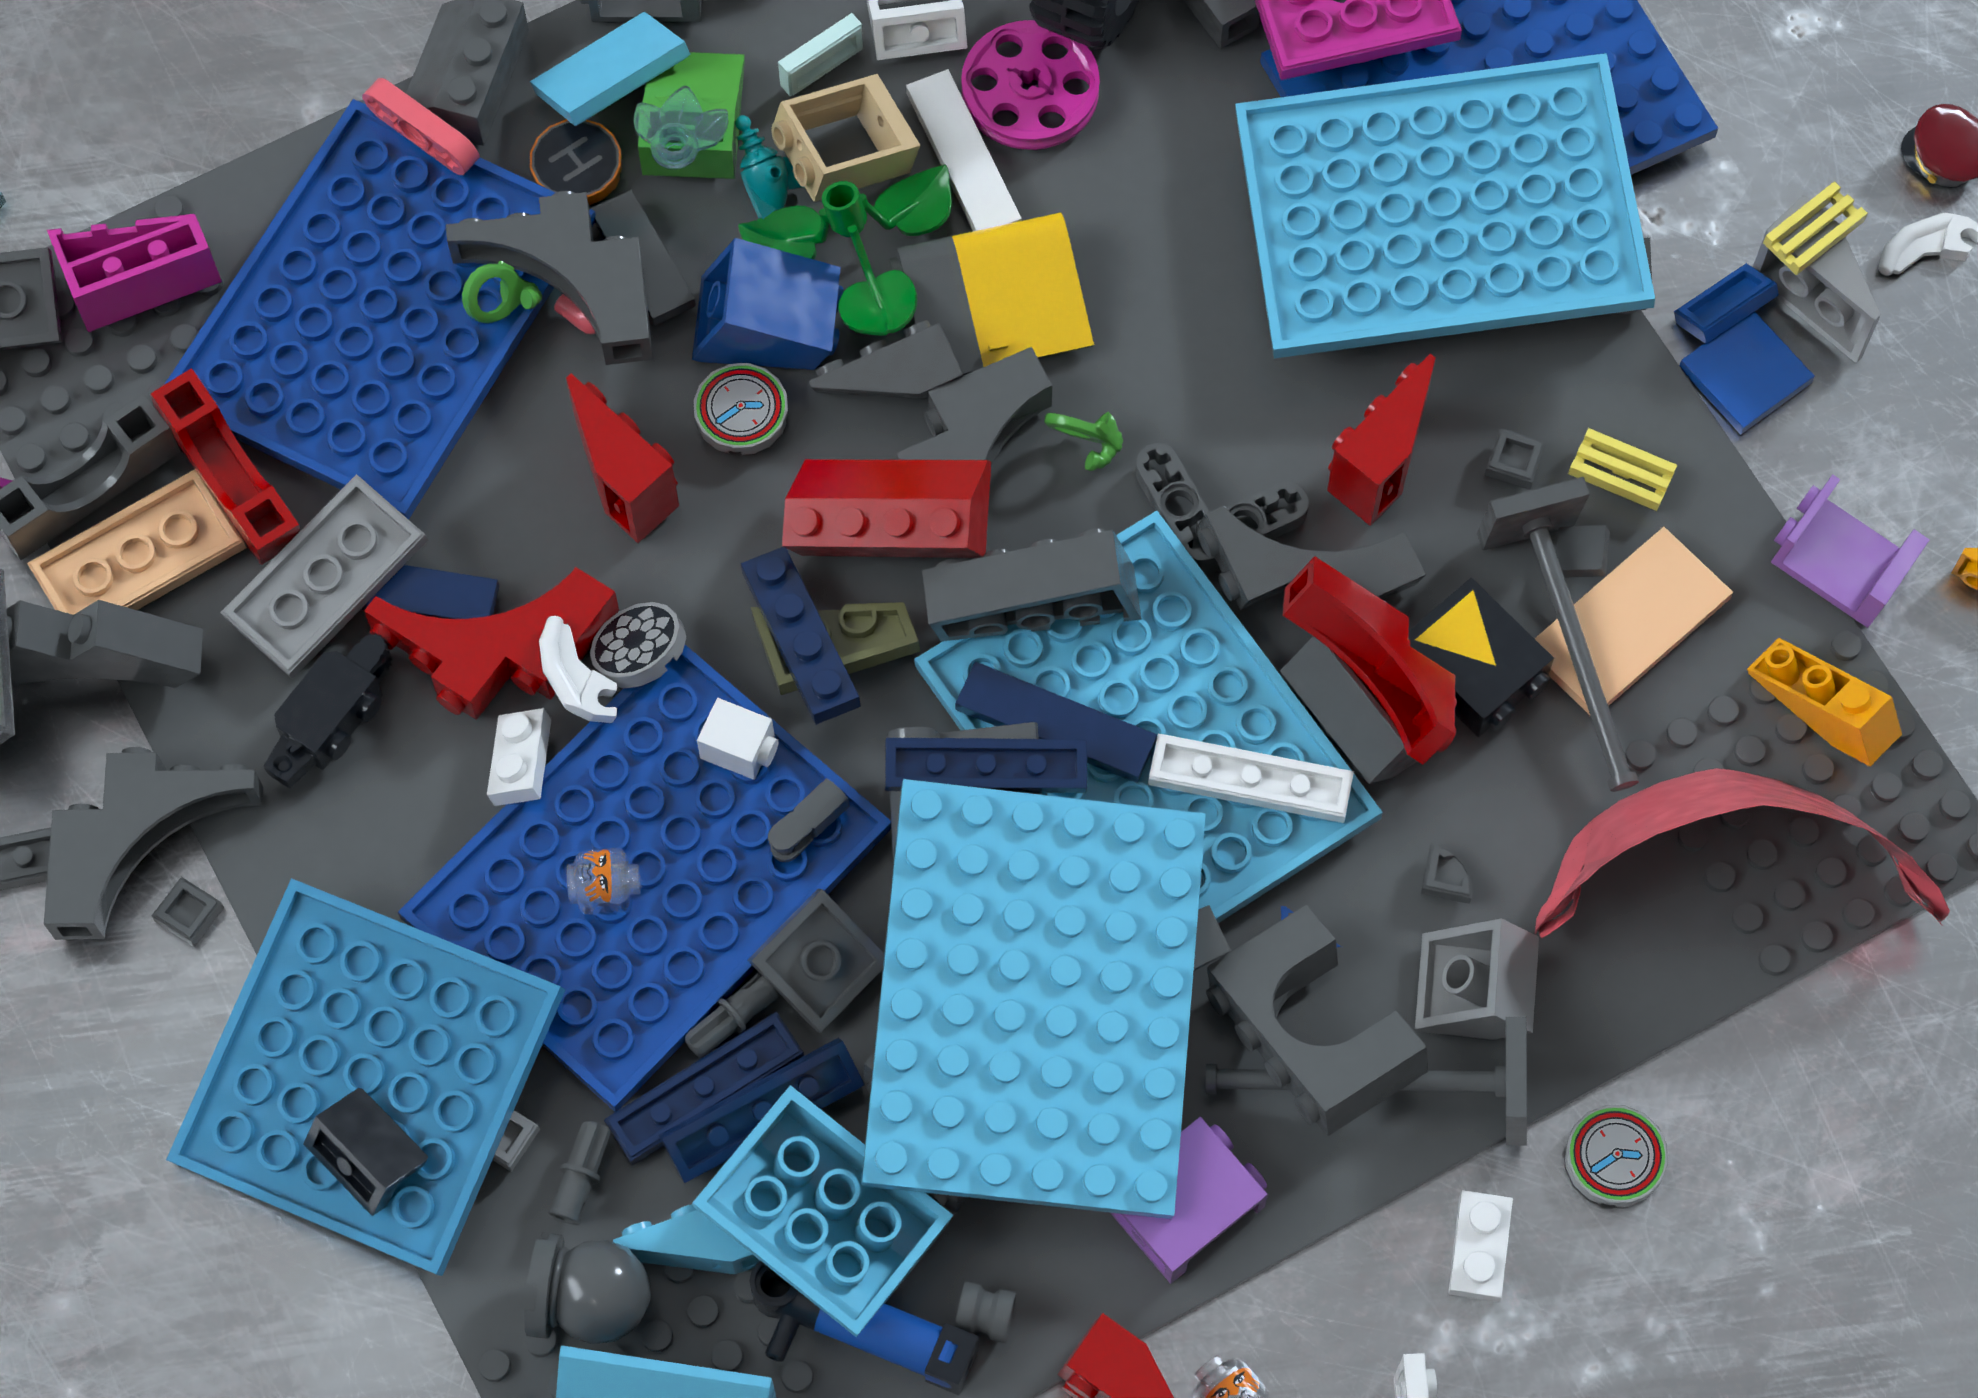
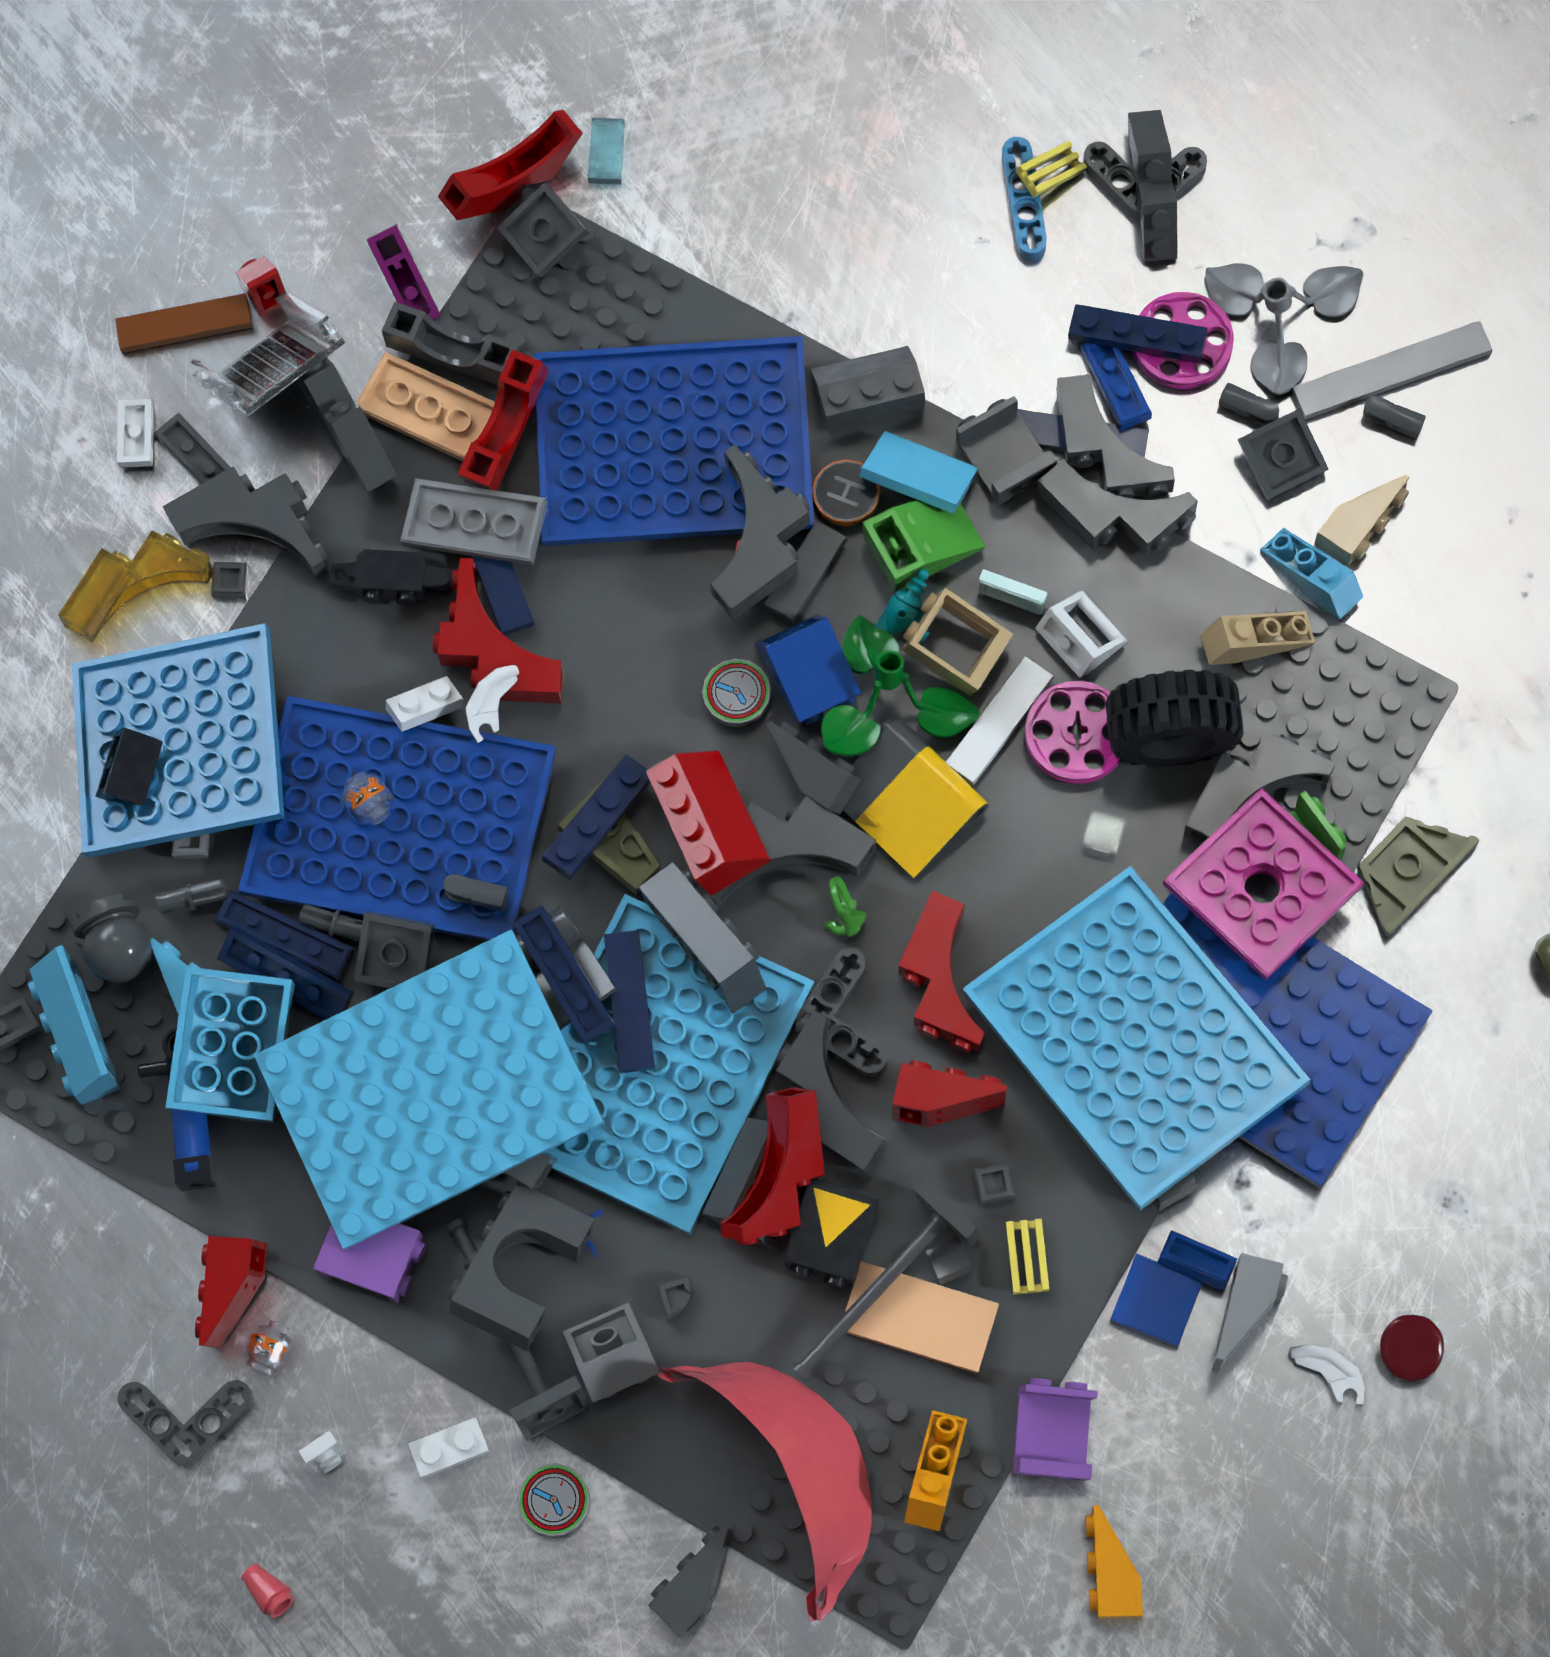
camera: 65 degrees right, 5 degrees up
(93, 1042) = (116, 580): none -> clear yellow arch
(133, 267) = (604, 284): dark pink wedge -> none
(420, 126) = (801, 387): coral beam -> none
(512, 288) = (724, 513): bright green piece -> none
(629, 473) = (643, 640): red slope -> none
(638, 644) = (536, 727): light grey tile -> none
(680, 124) = (892, 536): clear light blue plate -> none
(737, 739) = (502, 821): white brick -> none
(986, 1311) = (234, 1176): dark grey wheel -> none
(1167, 122) = (1104, 832): none -> clear tile
(1211, 377) = (928, 964): none -> red arch
(1250, 778) = (662, 1139): white tile -> none
(1821, 1048) = (692, 1590): none -> dark grey slope
(1841, 205) = (1261, 1269): light yellow tile -> none

